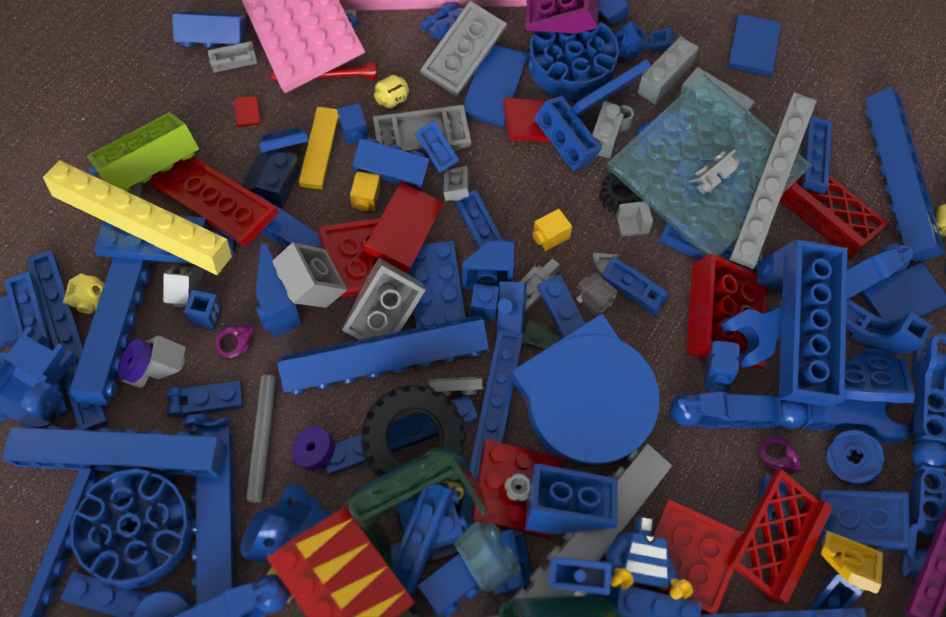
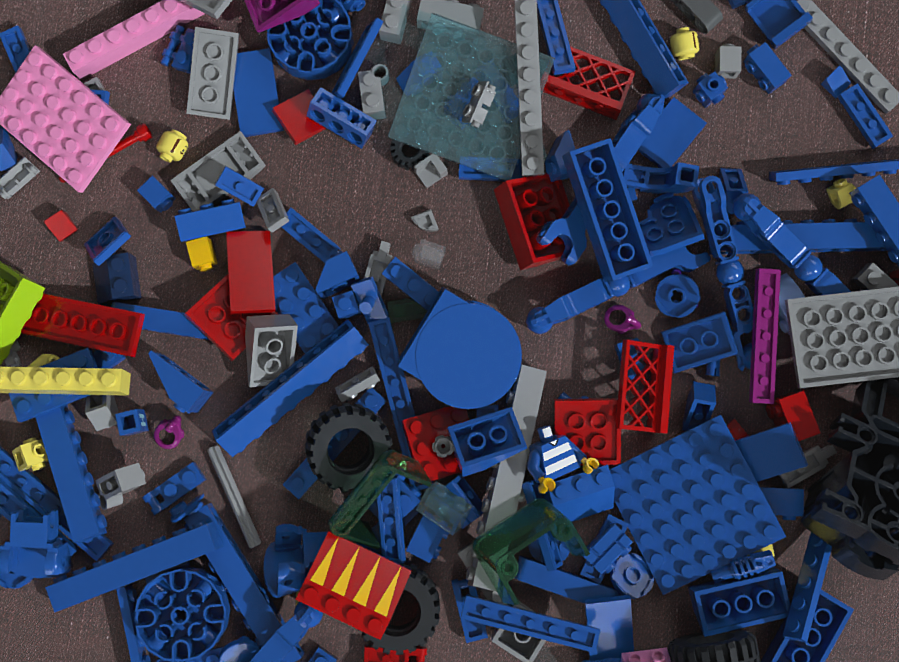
camera: 20 degrees left, 20 degrees up
(135, 360) = (108, 495): dark purple piece -> none
(309, 275) = (201, 361): light grey brick -> none
(319, 148) = (140, 229): yellow tile -> none
(320, 455) = (285, 483): dark purple piece -> none
(552, 230) = (369, 214): yellow brick -> none
(580, 575) = (517, 497): blue slope -> none
(634, 285) = (455, 232): blue plate -> none
(721, 366) = (551, 273): blue brick -> none
(854, 561) = (702, 382): yellow plate -> none

